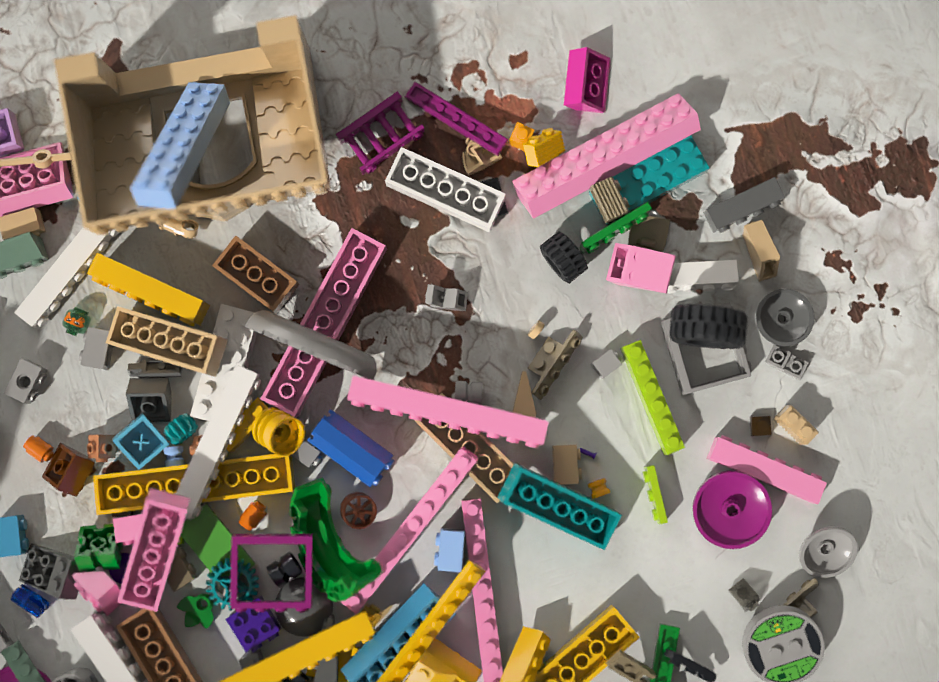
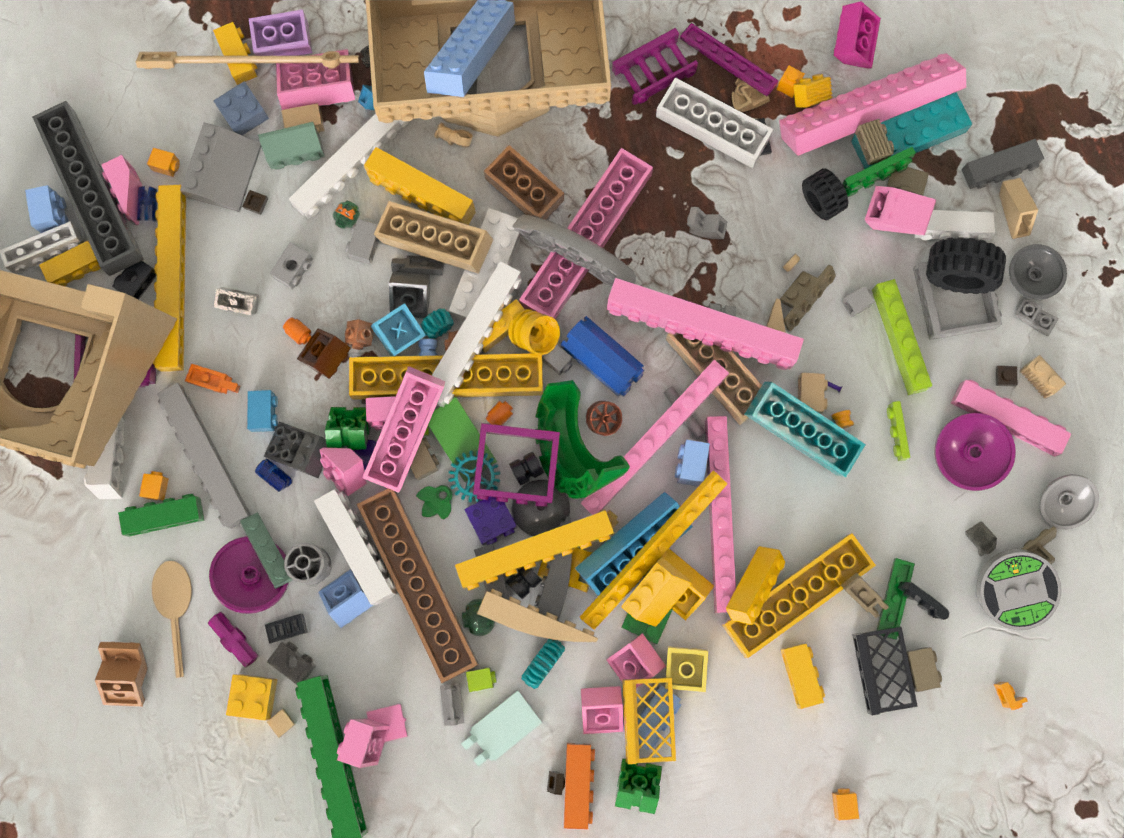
camera: 10 degrees right, 5 degrees down
(450, 508) = (691, 422): none -> light grey piece

